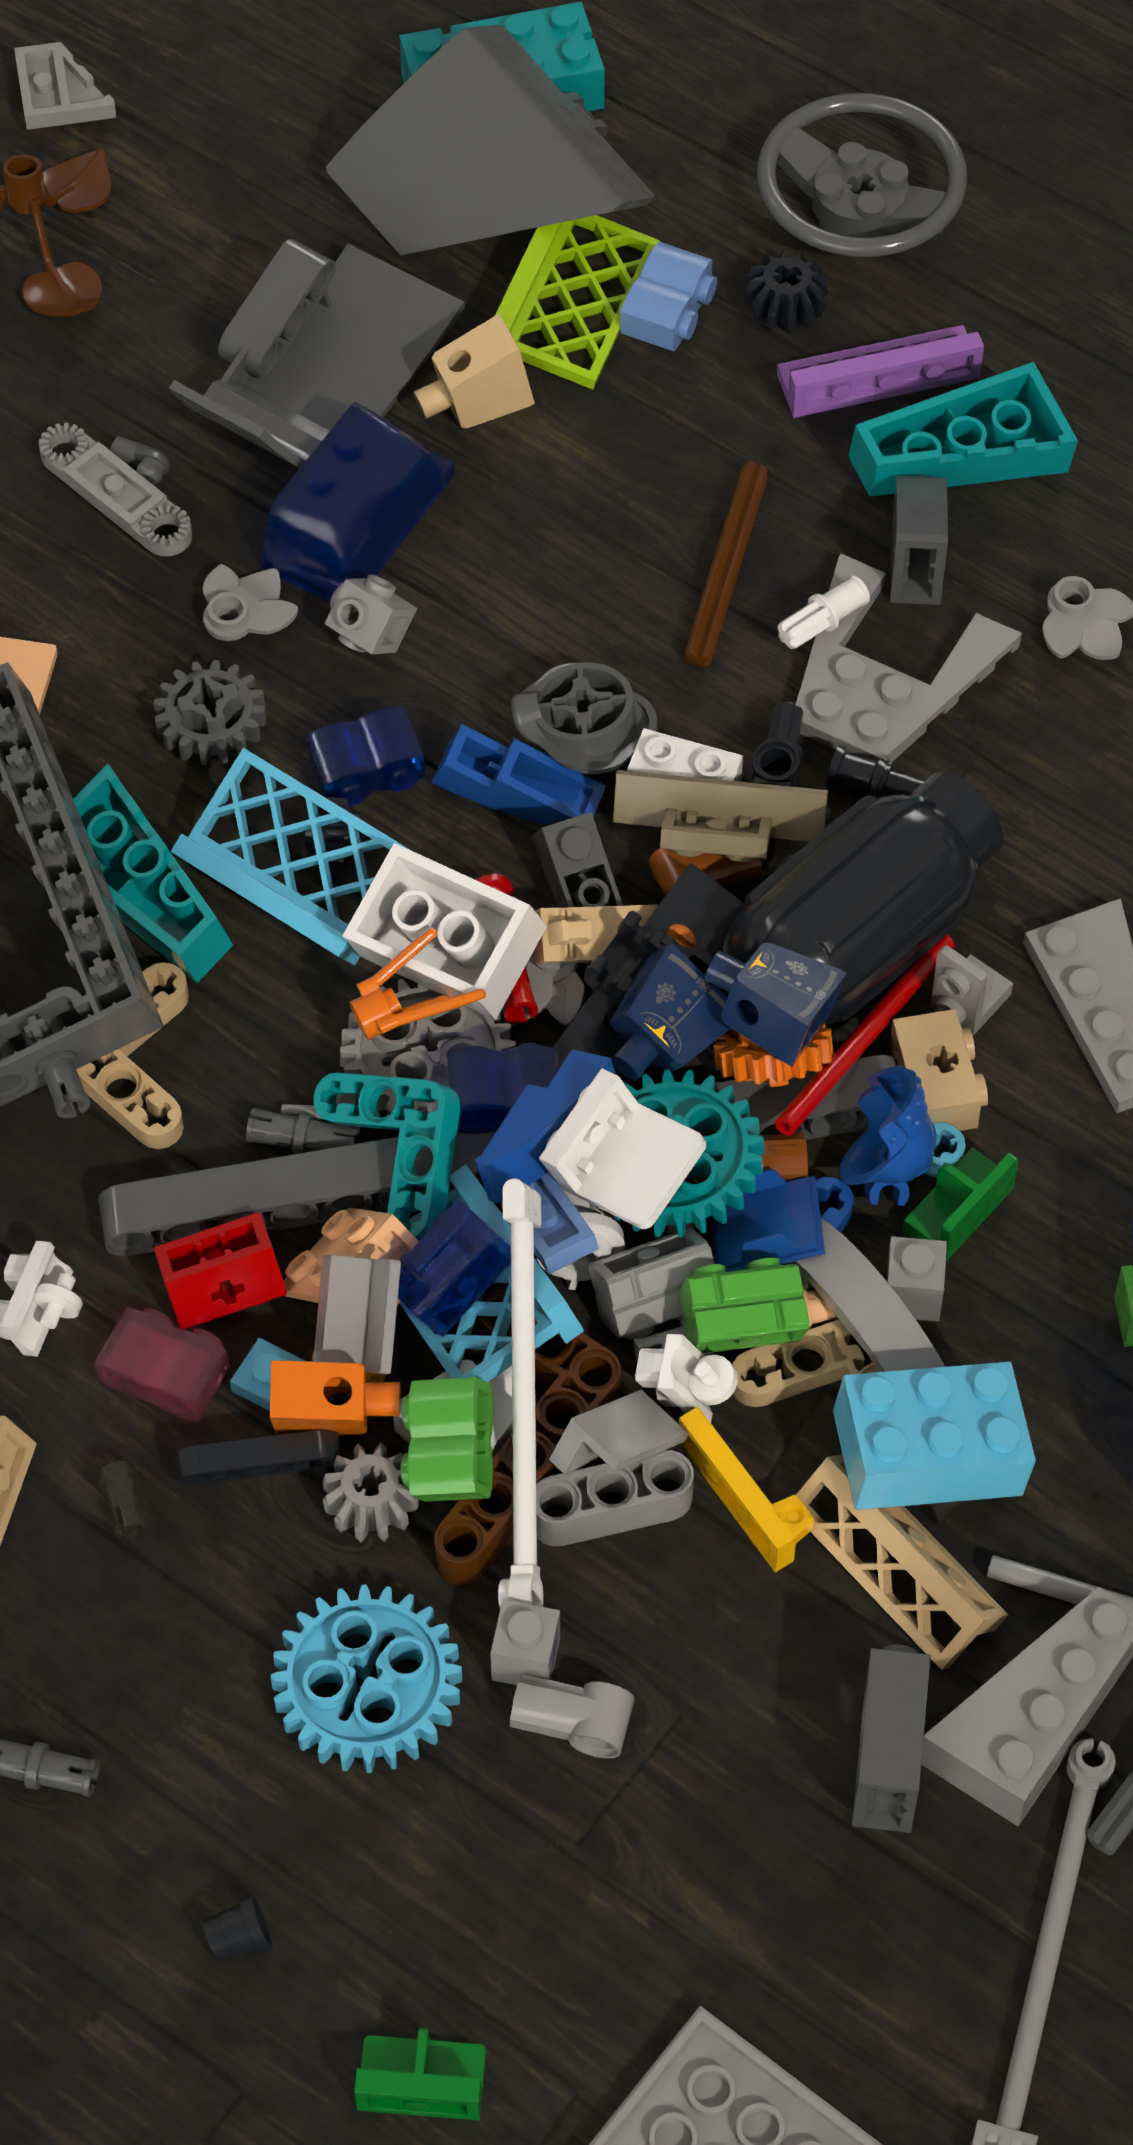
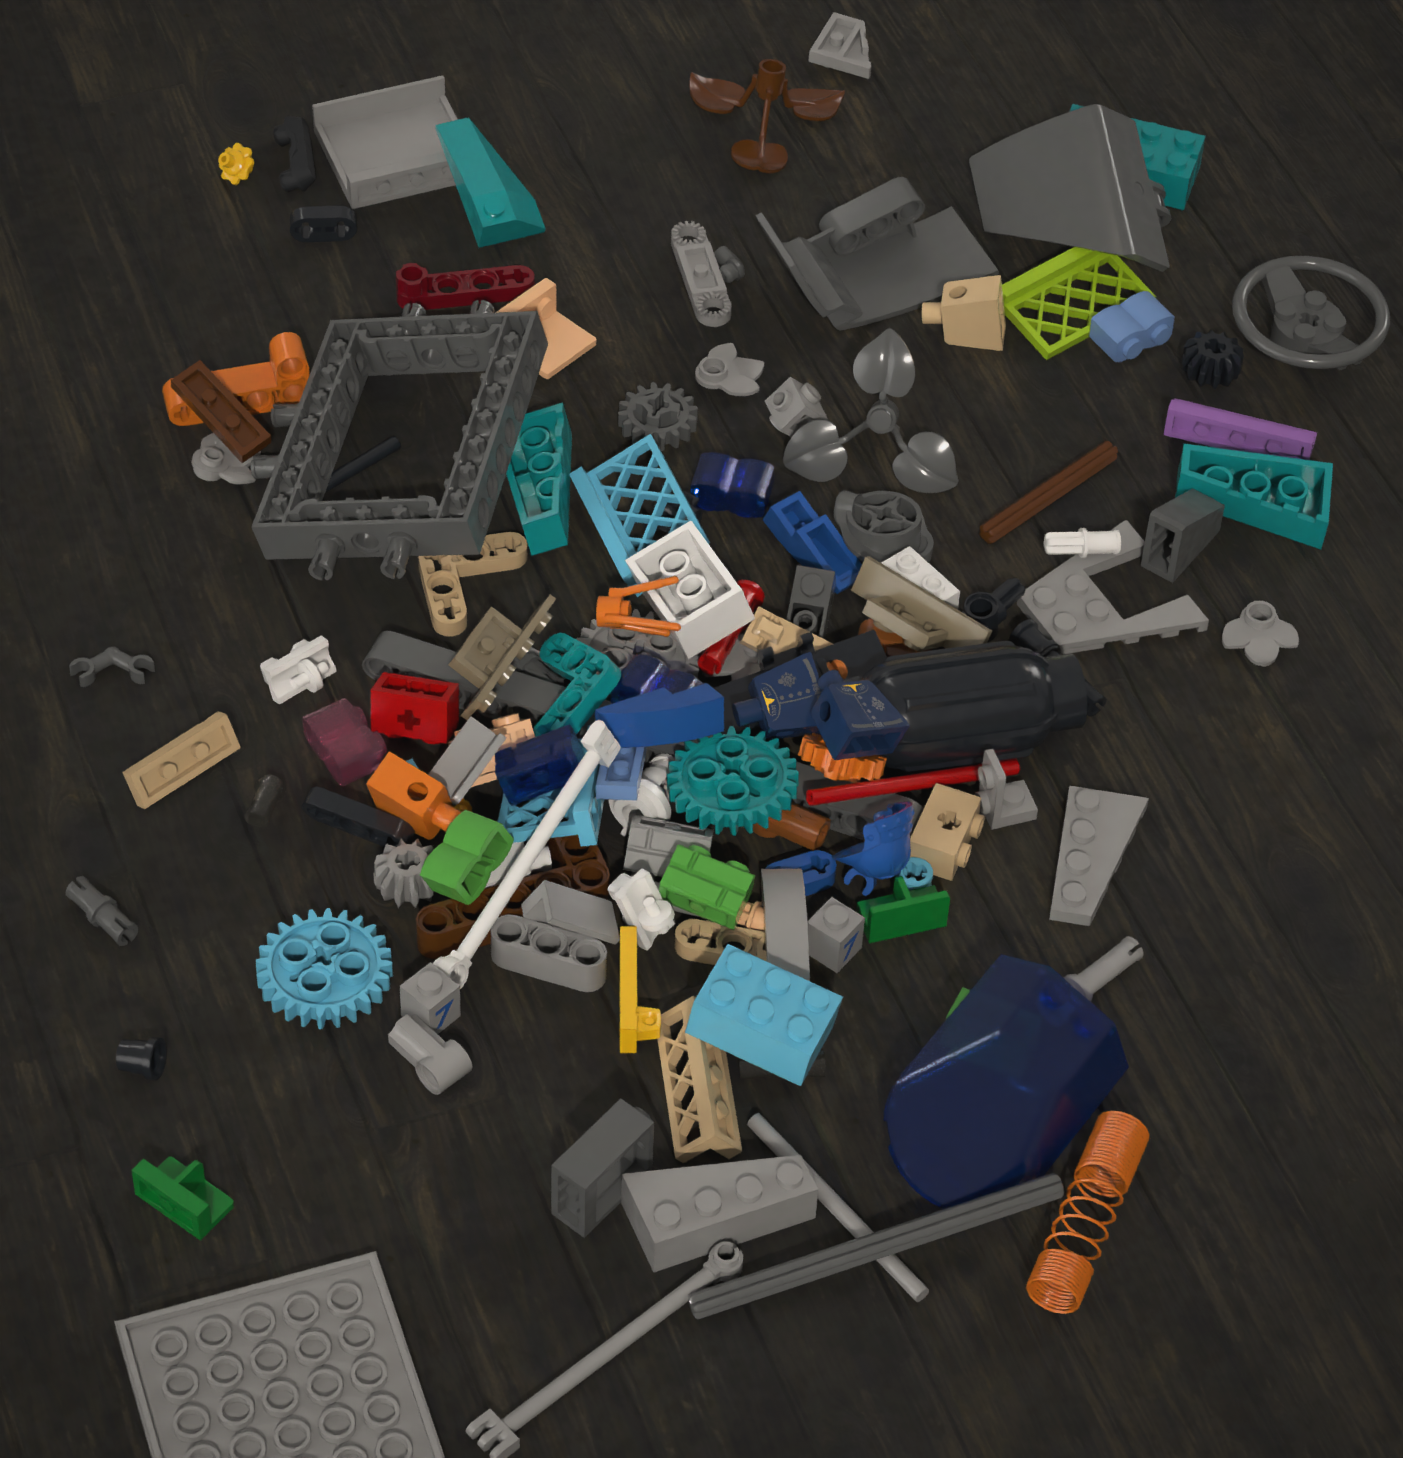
camera: 30 degrees right, 10 degrees down
(273, 1144) = (491, 648): none -> dark tan bracket
(351, 503) = (824, 338): clear blue windscreen -> none
(462, 518) = (886, 368): none -> dark grey plant
(621, 1153) = (688, 749): white bracket -> none
(776, 1222) = (771, 855): blue piece -> none

